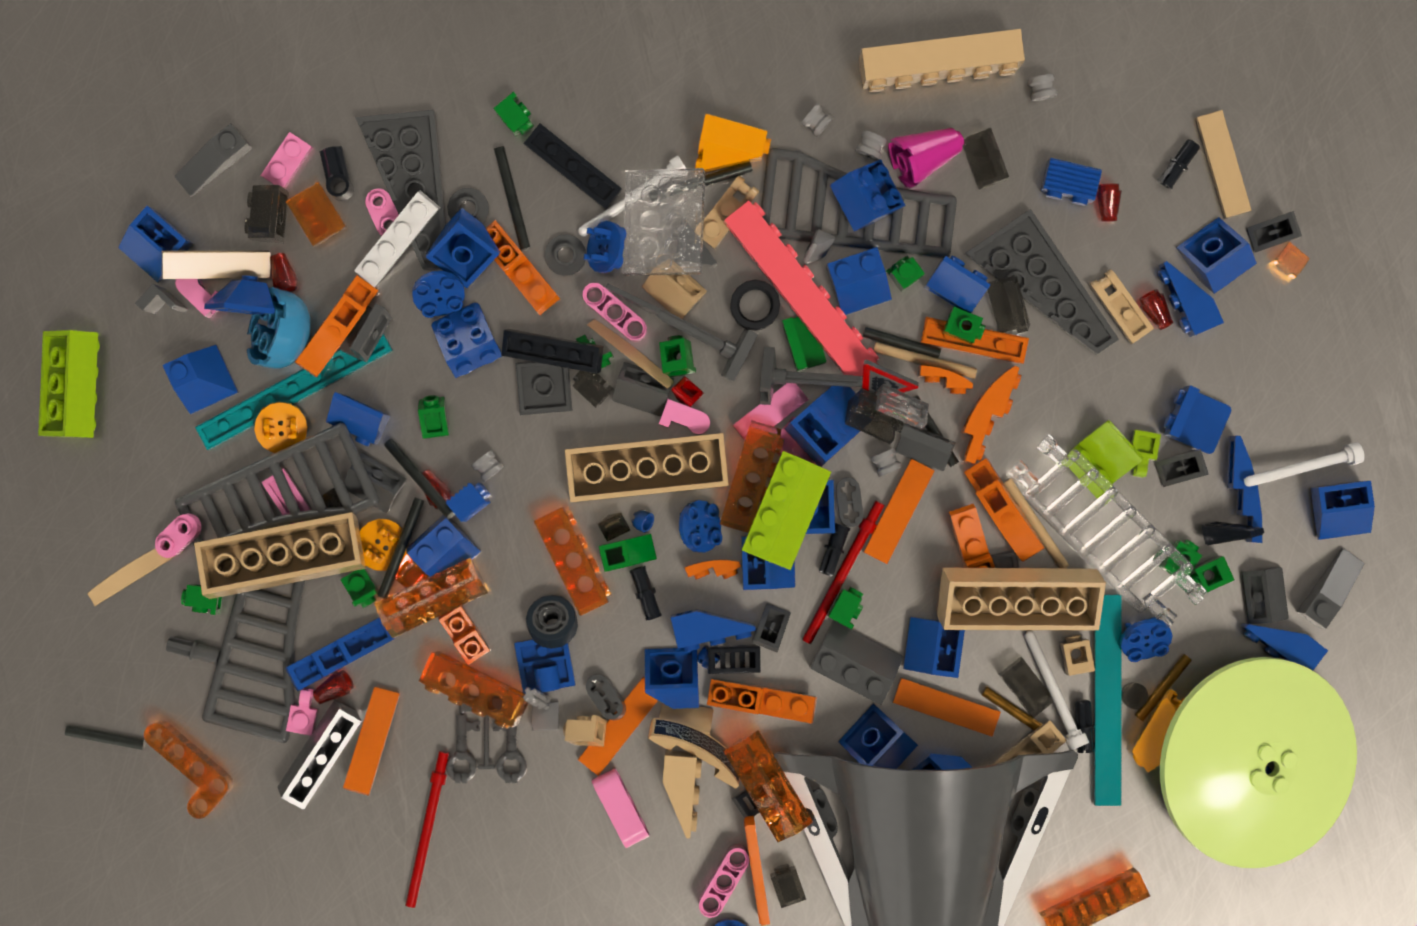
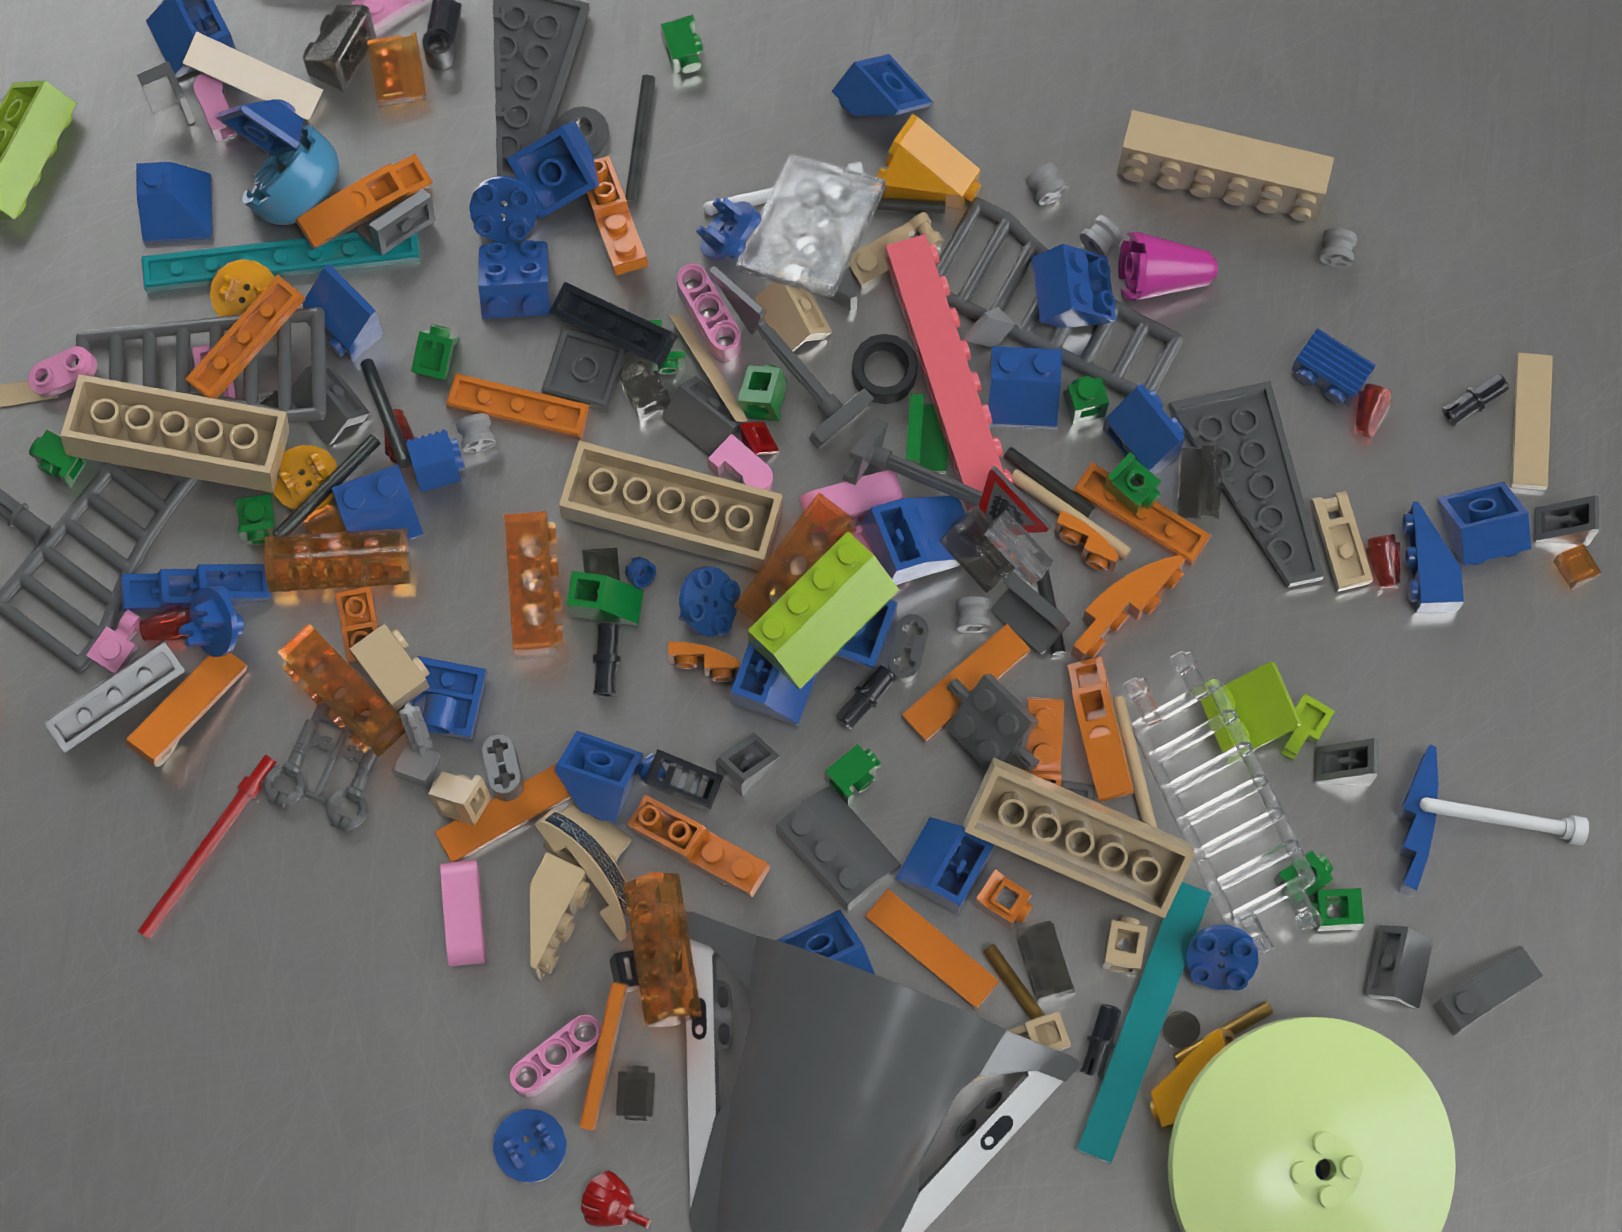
camera: 20 degrees right, 15 degrees down
(282, 273) = (328, 118): clear red cone -> none
(298, 466) = (245, 338): none -> orange tile
(364, 679) = (213, 622): none -> blue plate
(381, 213) = (478, 99): bright pink plate -> none
(397, 238) = (481, 129): white plate -> none
(501, 661) = (390, 667): none -> tan brick
(507, 432) = (518, 406): none -> orange tile
(550, 608) = (474, 646): wheel -> none
(554, 247) = (676, 242): dark grey piece -> none
(572, 166) = (728, 129): black plate -> none
(672, 94) = (879, 88): none -> blue slope
(700, 626) = (660, 722): blue slope -> none
(867, 526) = (918, 687): red bar -> none
(930, 539) = (992, 723): none -> dark grey plate
(984, 656) = (1004, 900): none -> orange window
(985, 159) = (1236, 304): clear smoke hinge -> none
(1074, 736) = (1084, 1046): white piece -> none
(1197, 420) = (1387, 711): blue bracket -> none
(1224, 532) = (1374, 863): black slope -> none
(1287, 644) = (1406, 1031): blue slope -> none
(1343, 509) = (1537, 891): blue slope -> none

